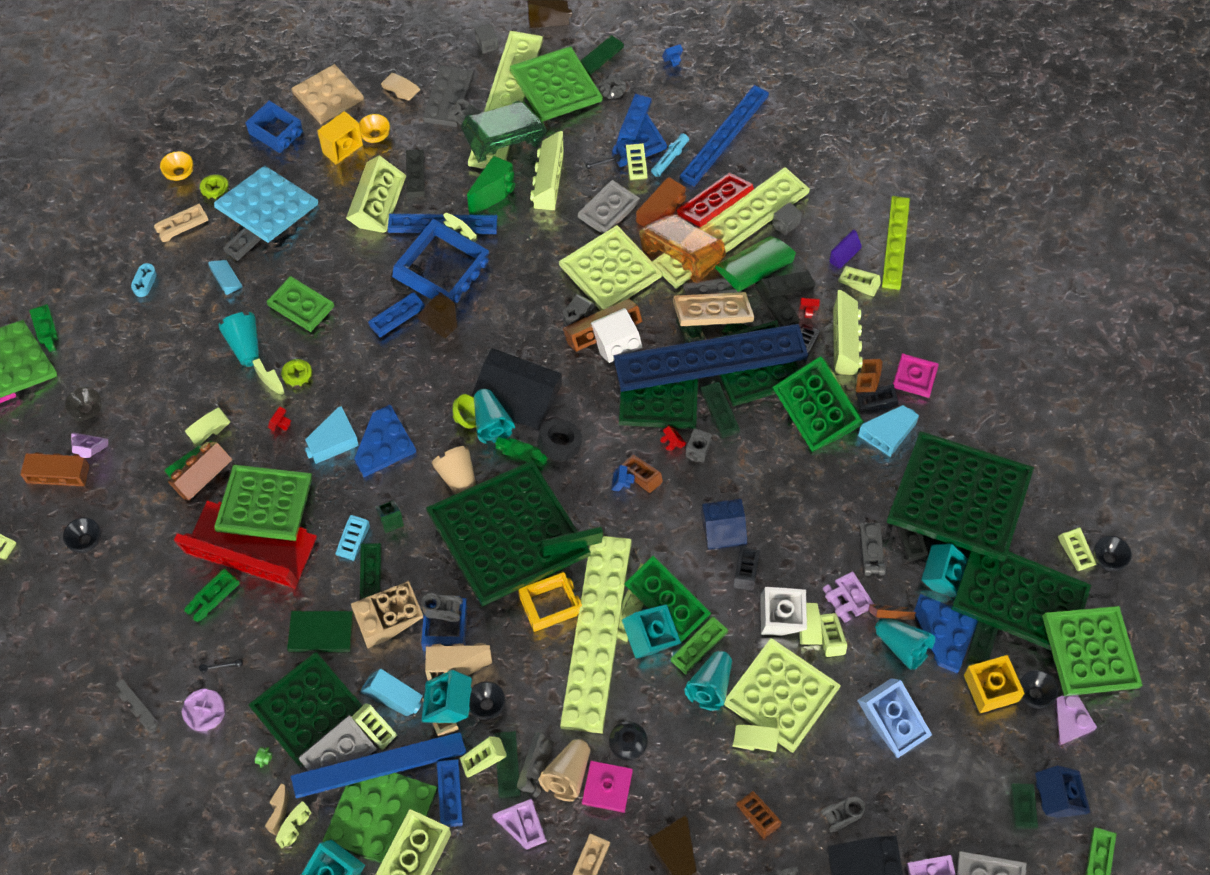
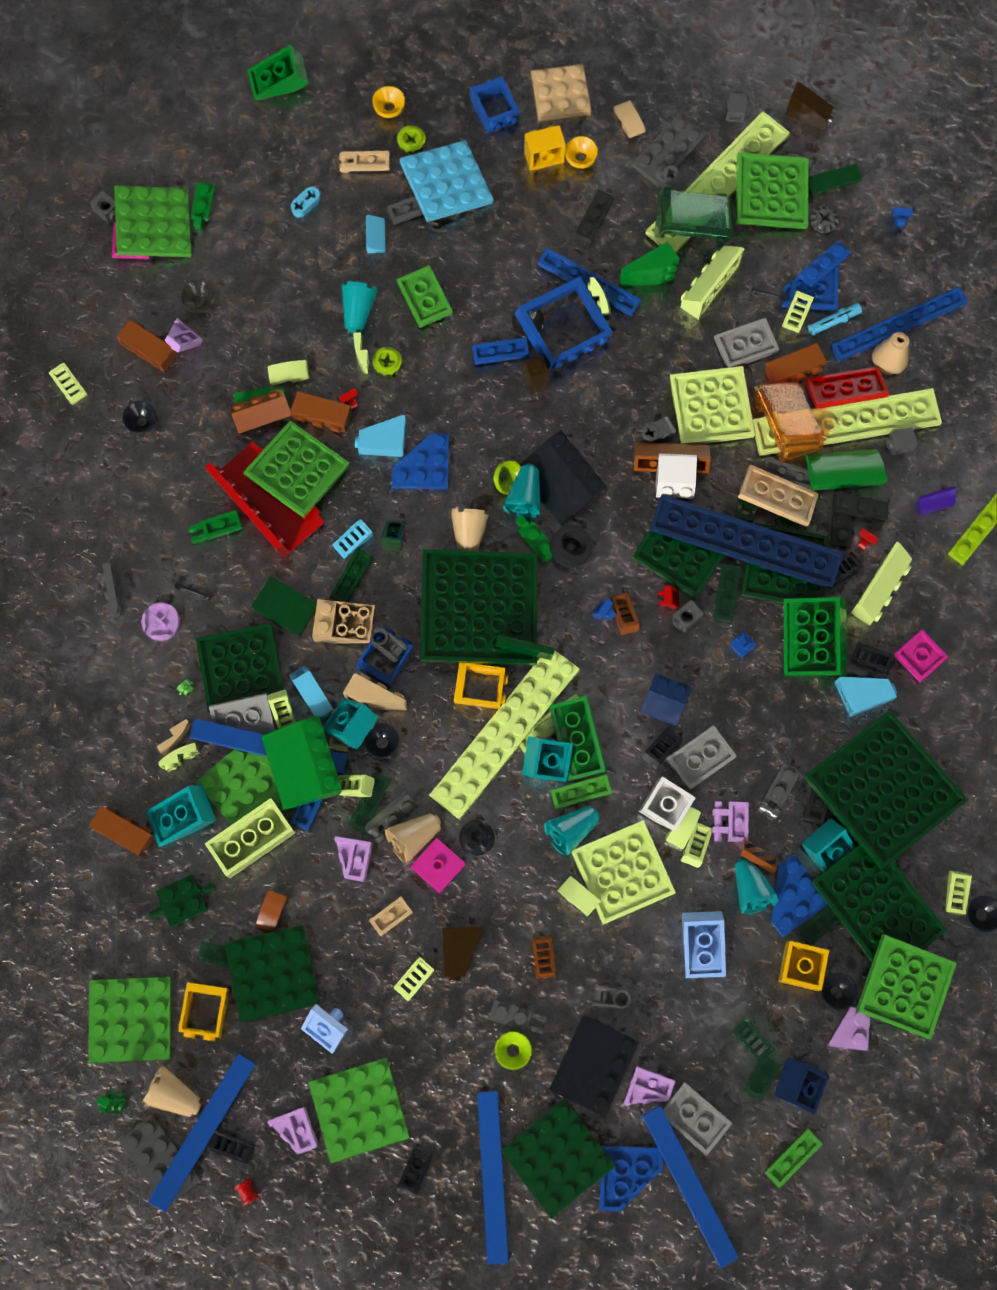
camera: 30 degrees right, 15 degrees up
(60, 190) = (278, 74): none -> green slope
(259, 444) = (321, 412): none -> dark orange brick
(376, 195) = (546, 222): yellowish green slope -> none
(422, 760) = (301, 763): none -> green slope
(735, 155) = (892, 354): none -> tan cone
(760, 445) = (743, 644): none -> blue tile
(787, 557) = (701, 757): none -> light grey plate
(867, 288) = (934, 552): yellowish green slope -> none
(870, 375) = (878, 635): dark orange slope -> none
(995, 769) = (758, 1035): none -> clear green slope

